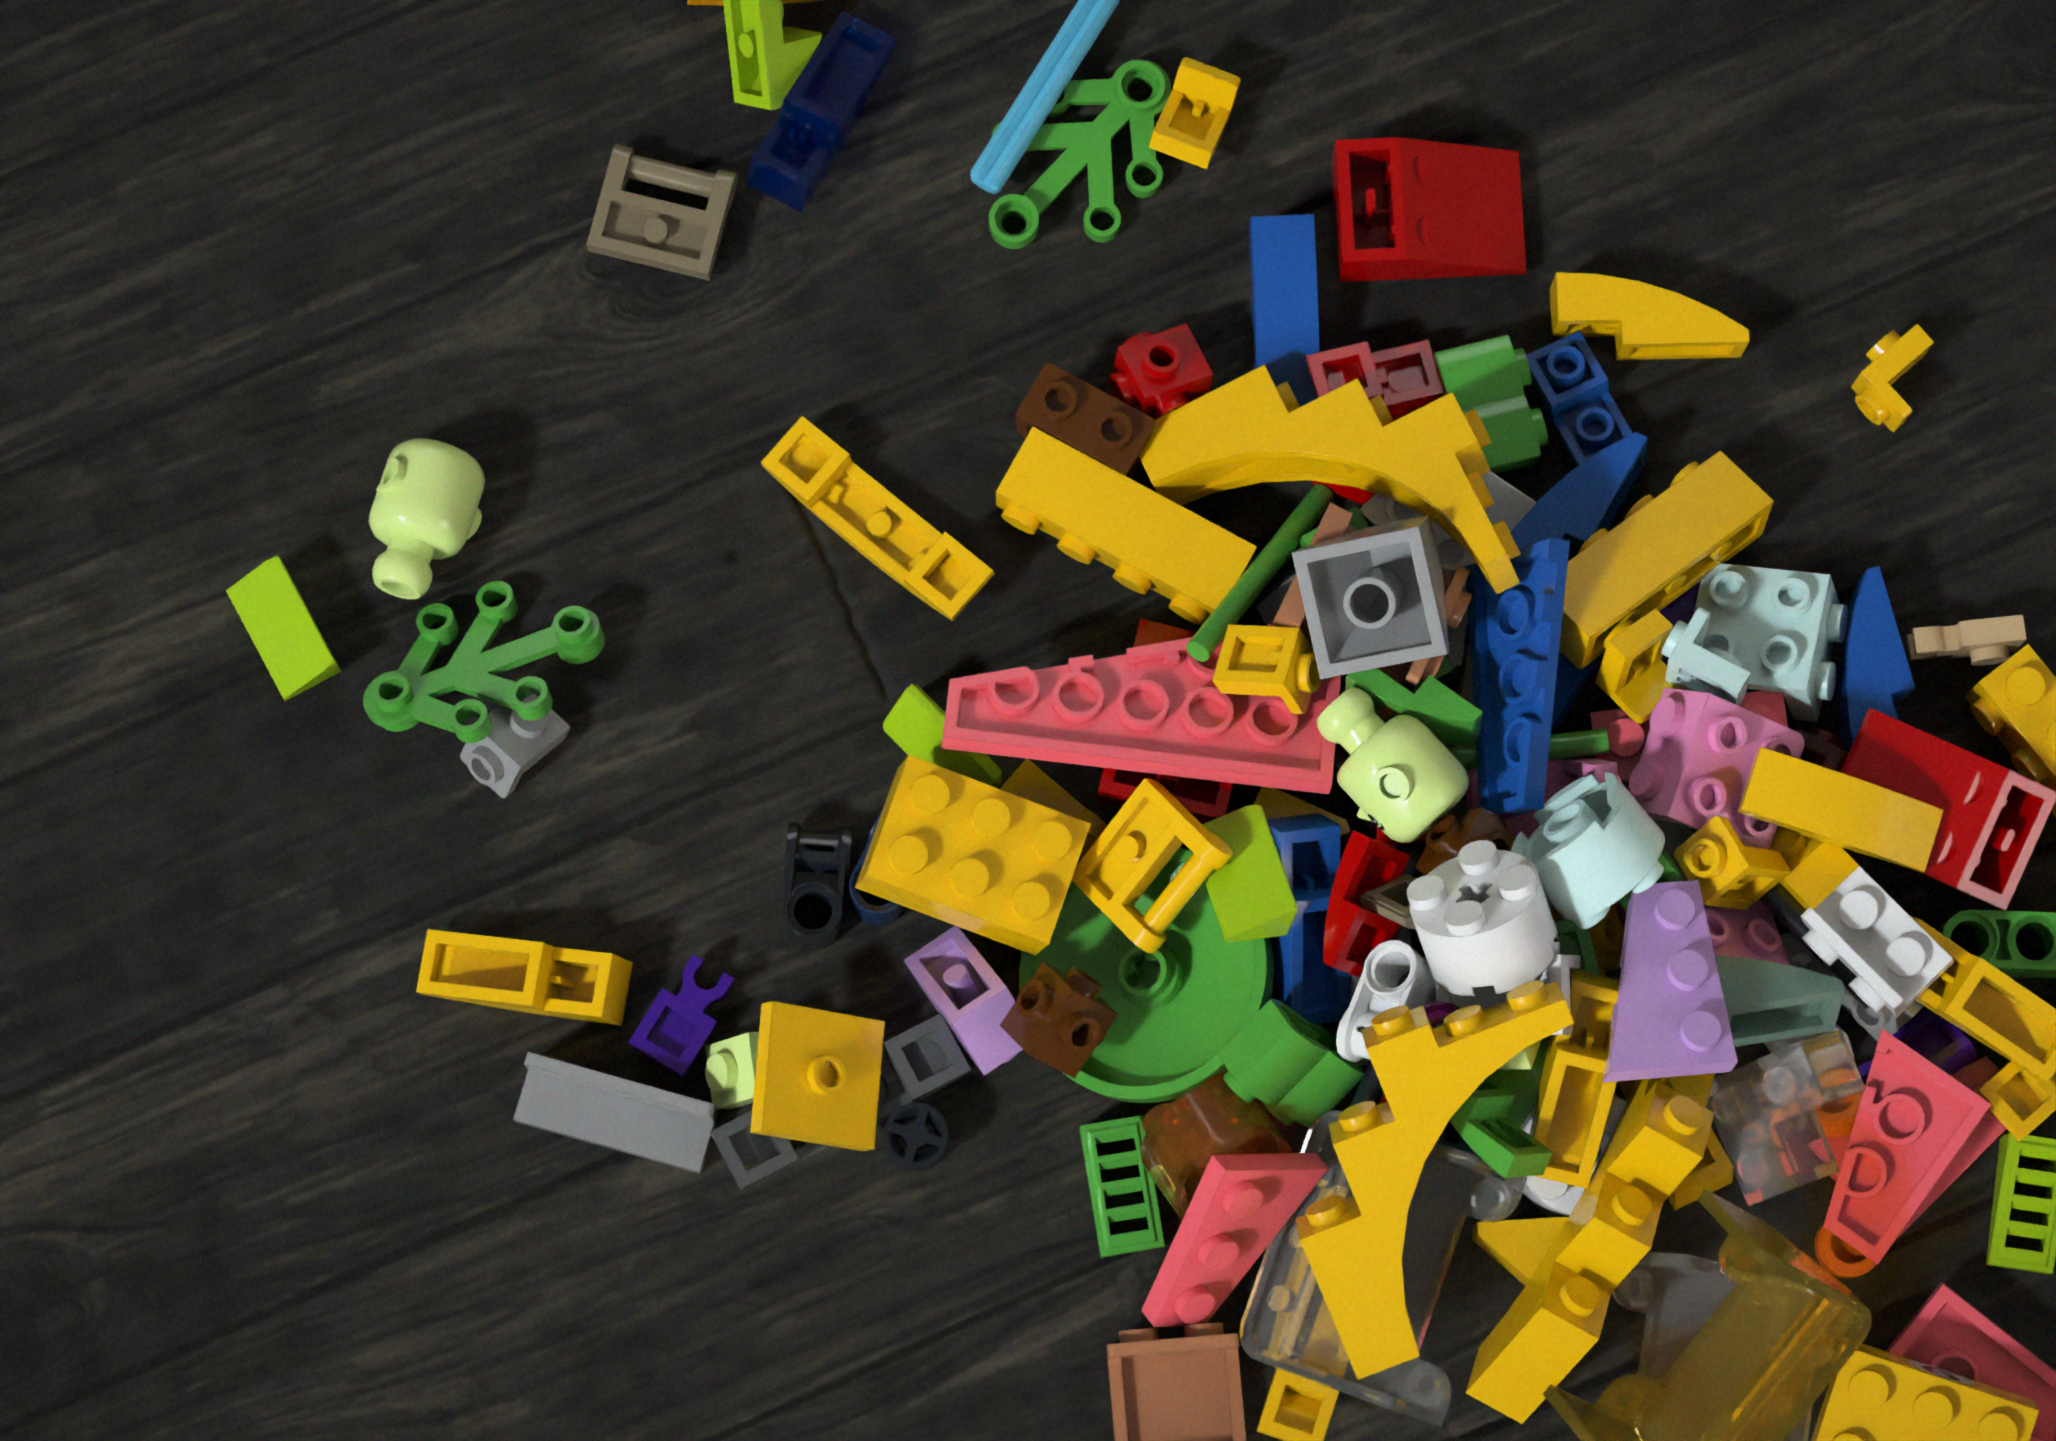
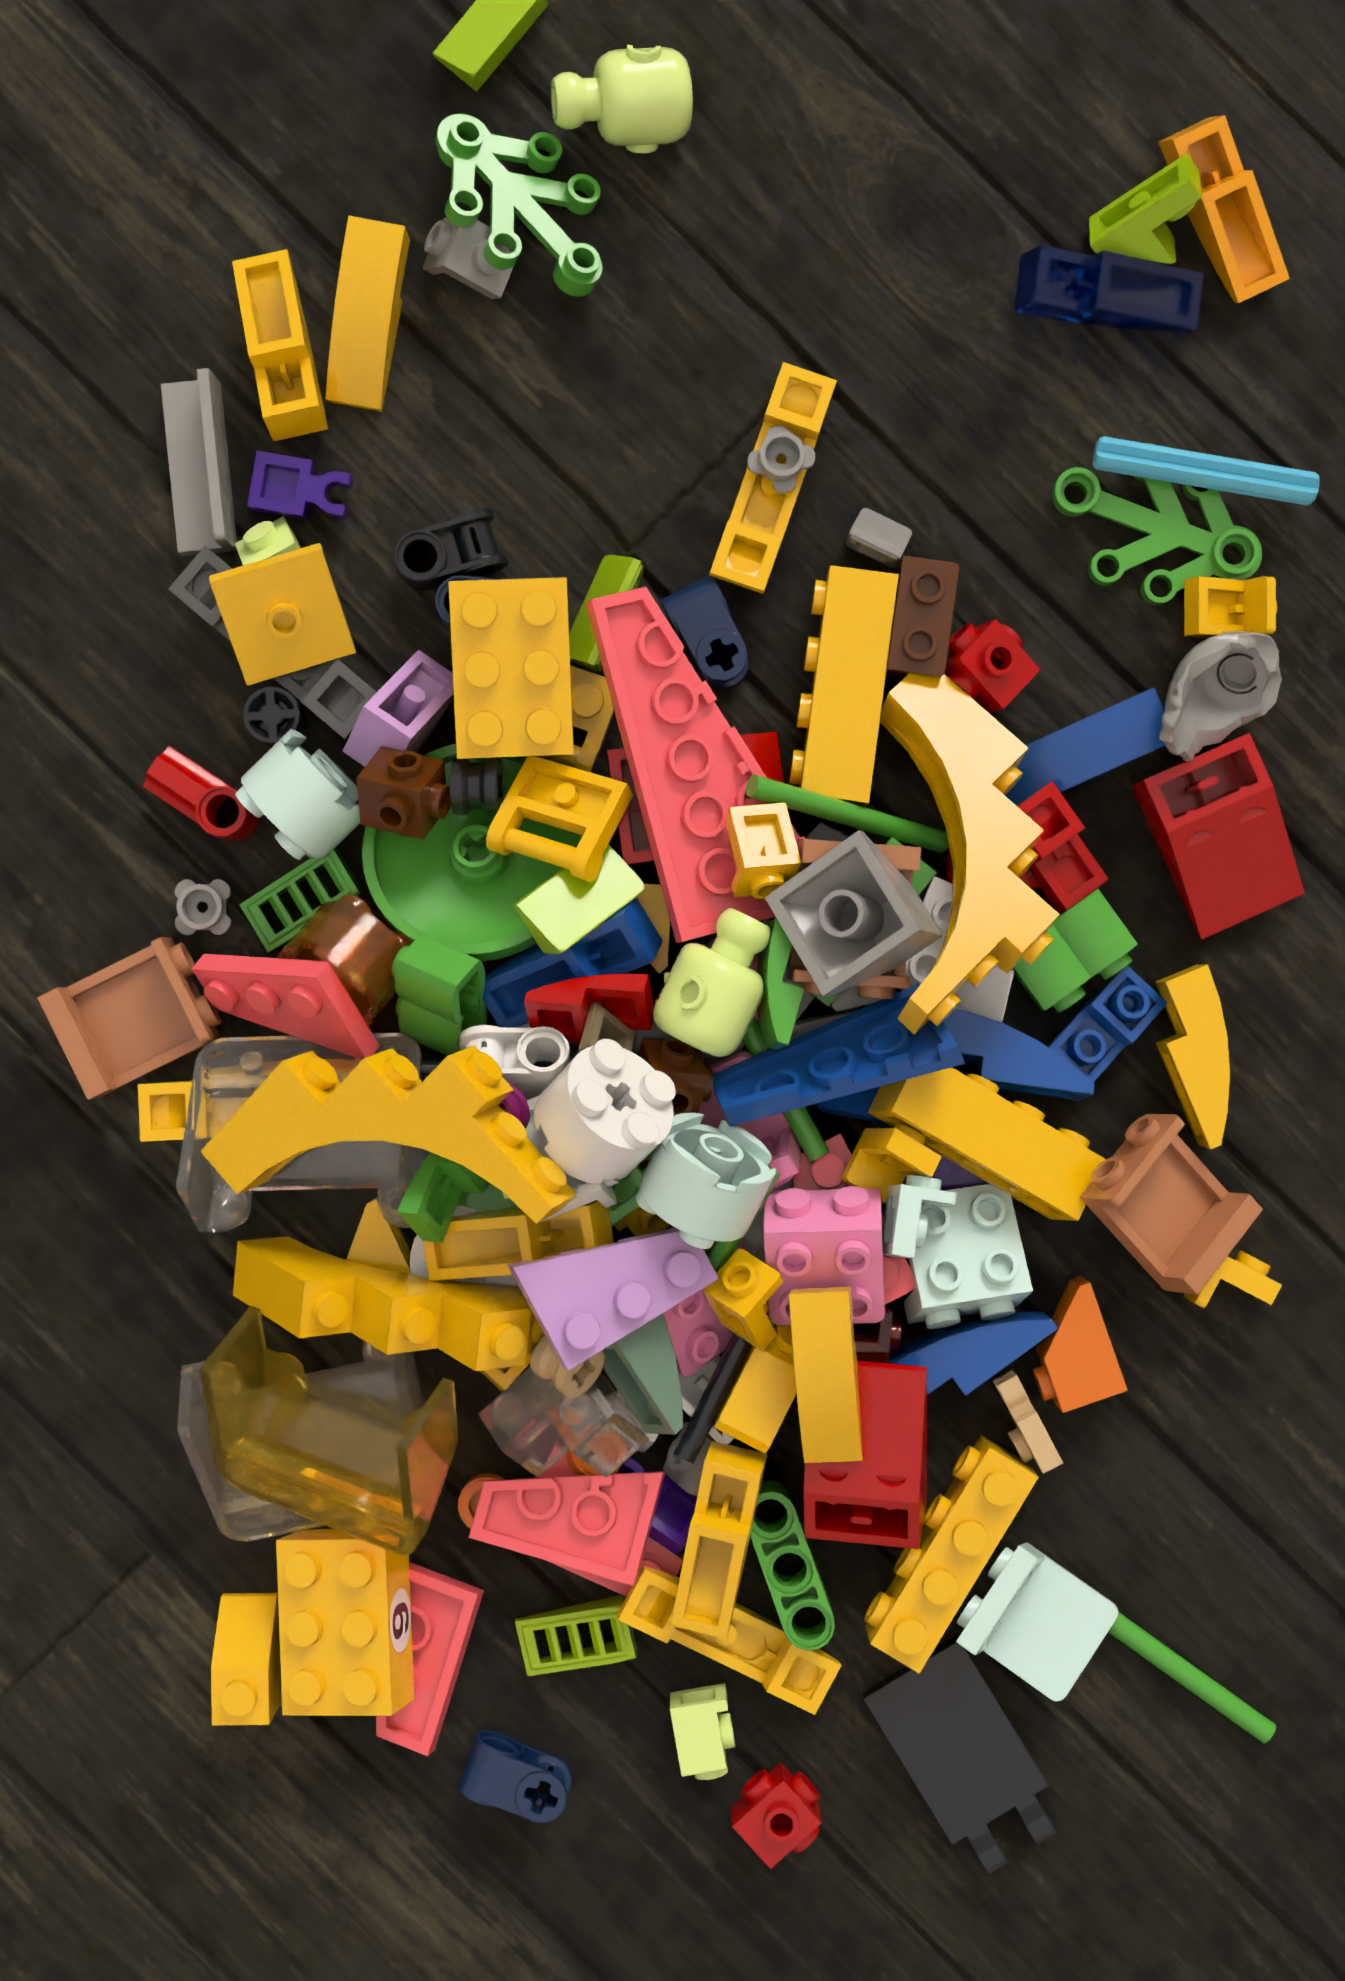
camera: 70 degrees right, 10 degrees up
(532, 871) = (366, 312): none -> yellow slope
(655, 229) = (950, 194): dark tan plate -> none
(865, 485) = (781, 442): none -> light grey plate
(963, 1252) = (196, 794): none -> red piece
(979, 437) = (878, 537): none -> light grey slope
(1000, 642) = (704, 625): none -> dark blue piece
(1018, 1132) = (302, 797): none -> light aqua brick
(1081, 941) = (476, 785): none -> black wheel
(1095, 1314) = (189, 897): none -> light grey plate
(1276, 153) = (1219, 689): none -> light grey hair
(1723, 1090) = (571, 1382): none -> tan wheel
(1792, 406) = (1168, 1205): none -> nougat panel
(1876, 942) = (724, 1444): white bracket -> none
(1919, 558) = (1078, 1356): none -> orange slope

